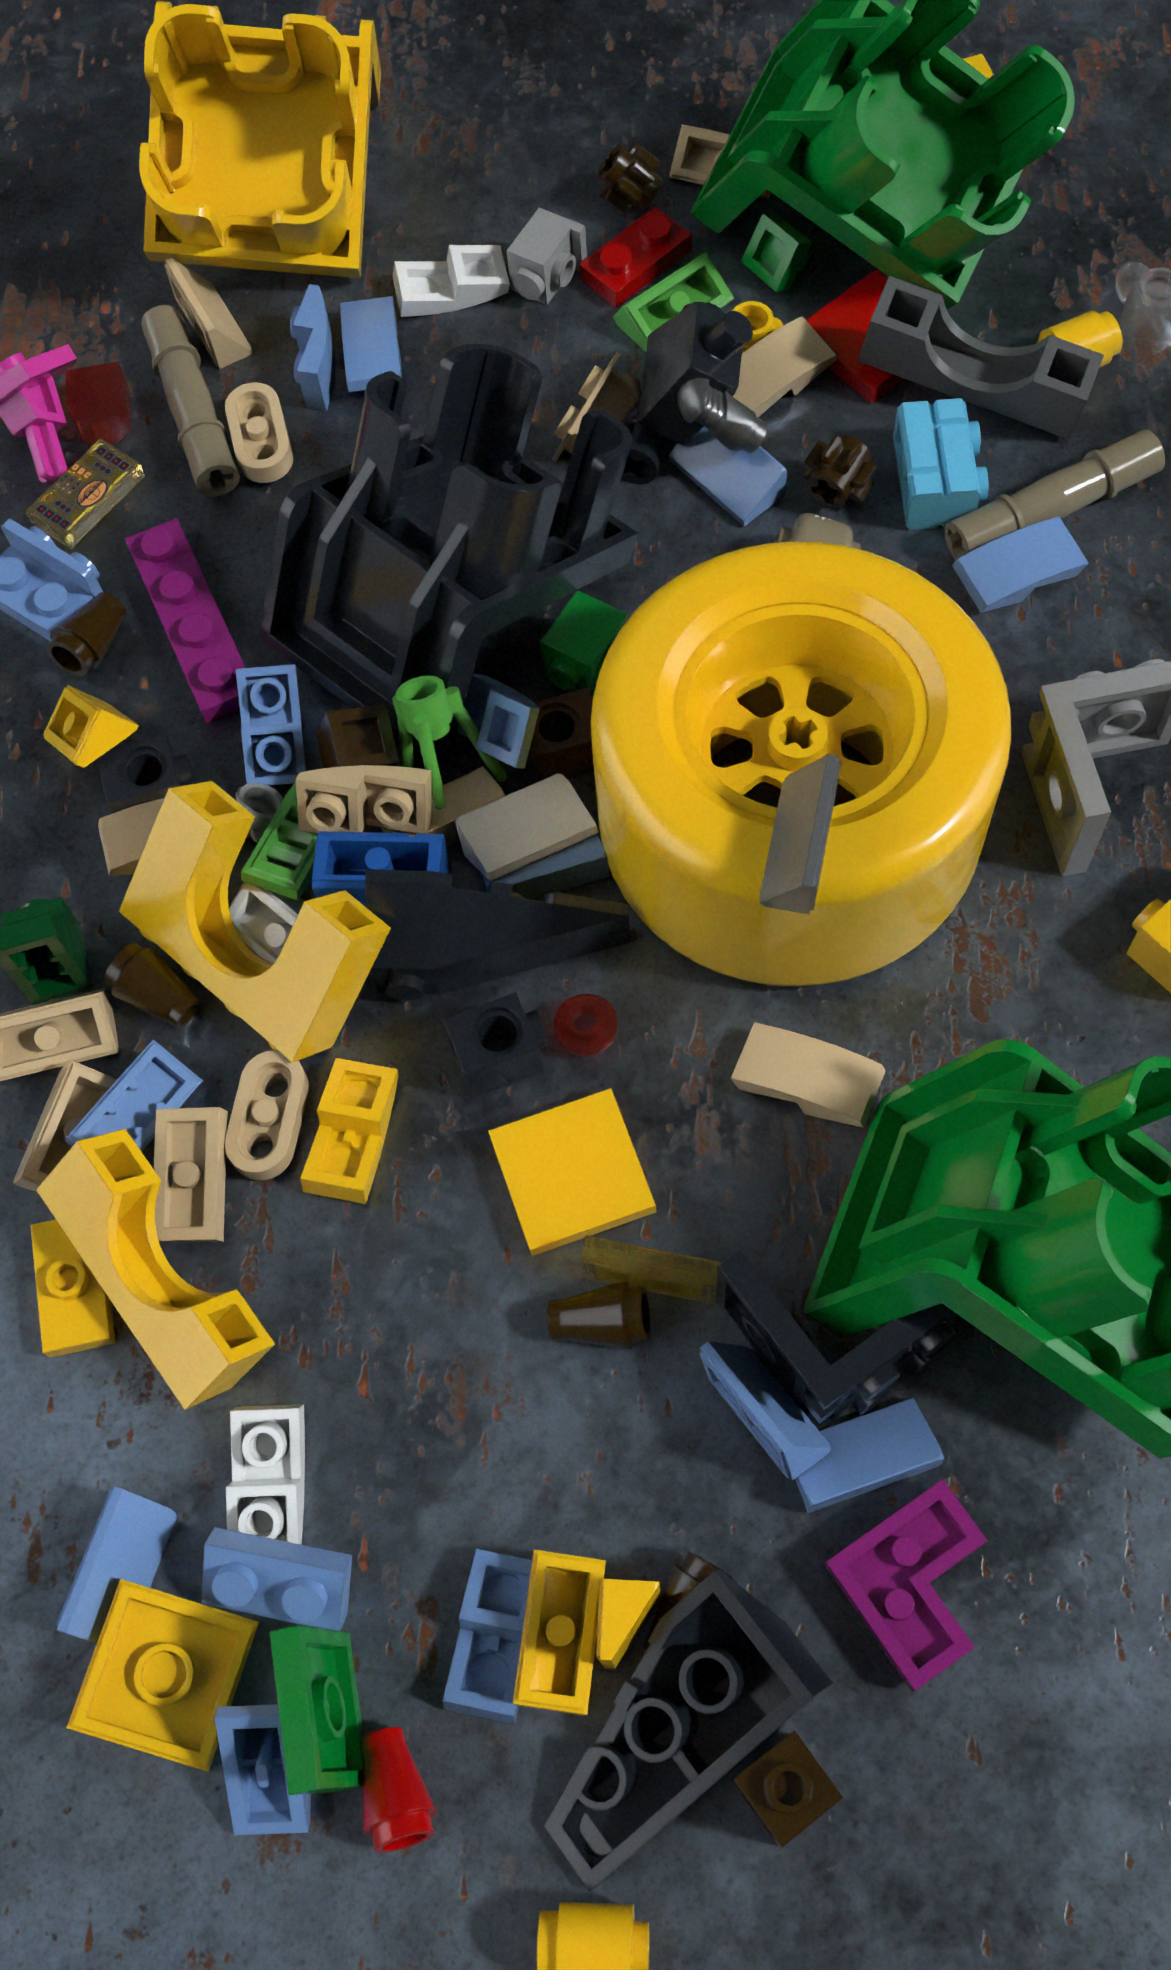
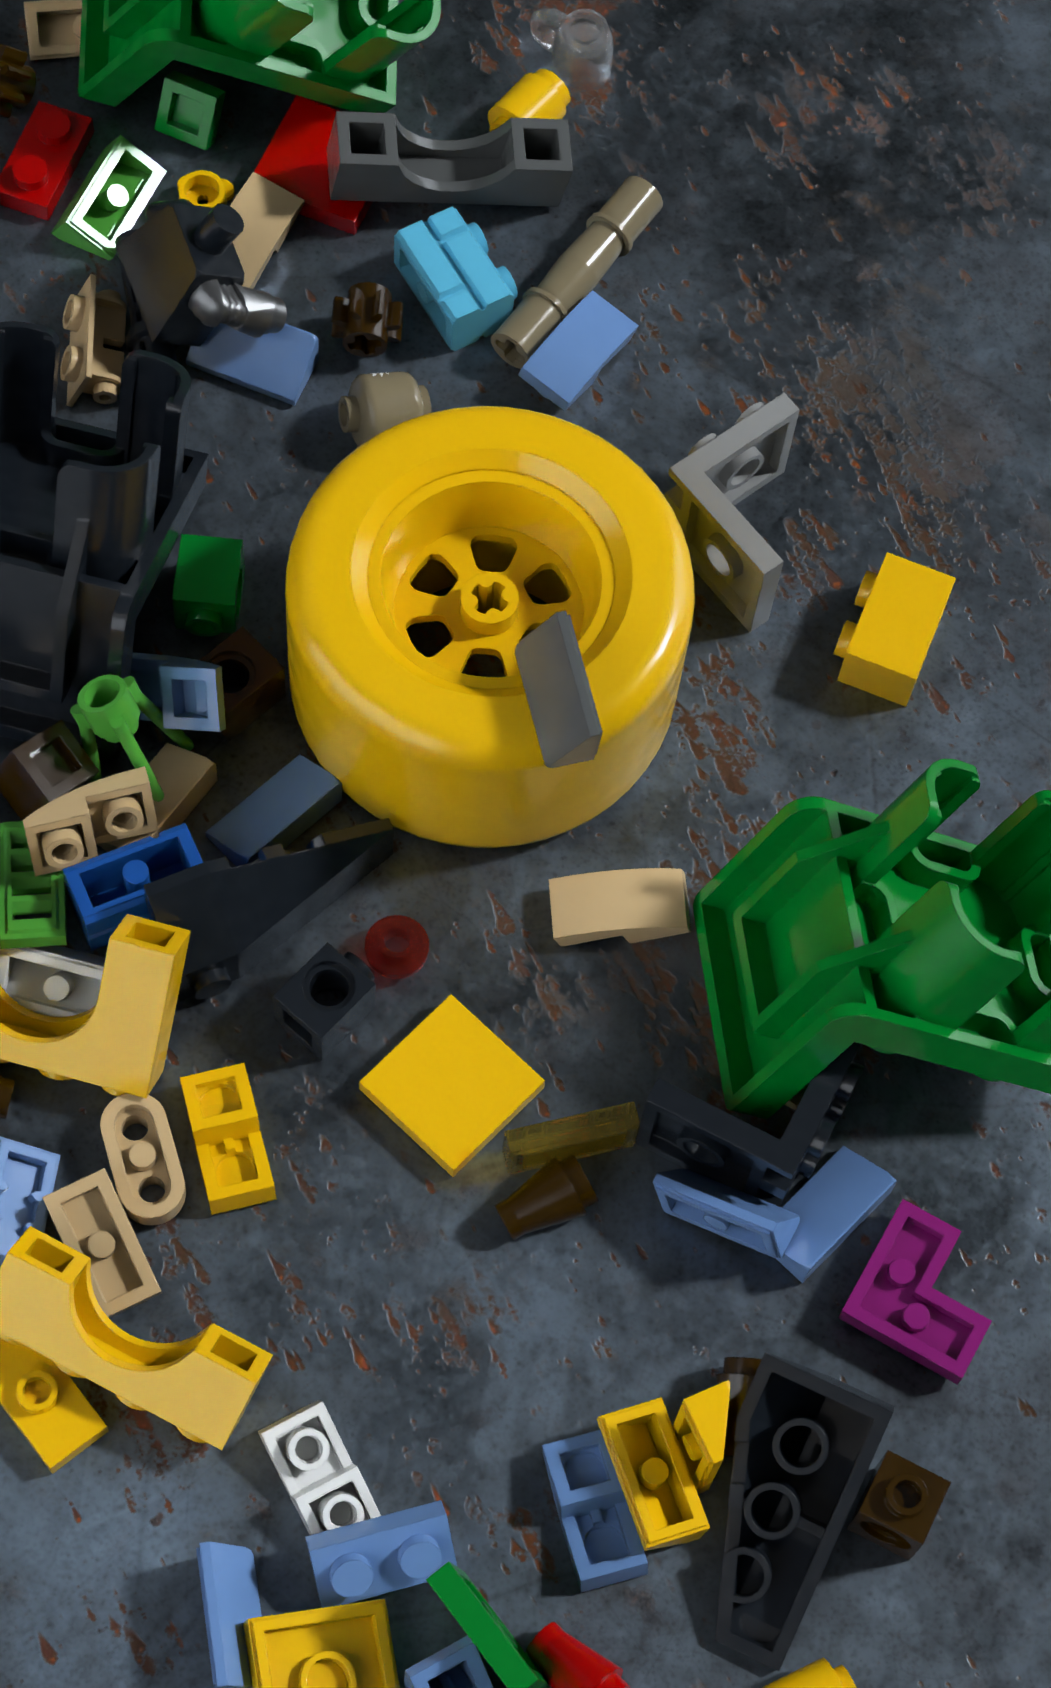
camera: 40 degrees left, 0 degrees up
(524, 827) = (246, 786): white slope -> none

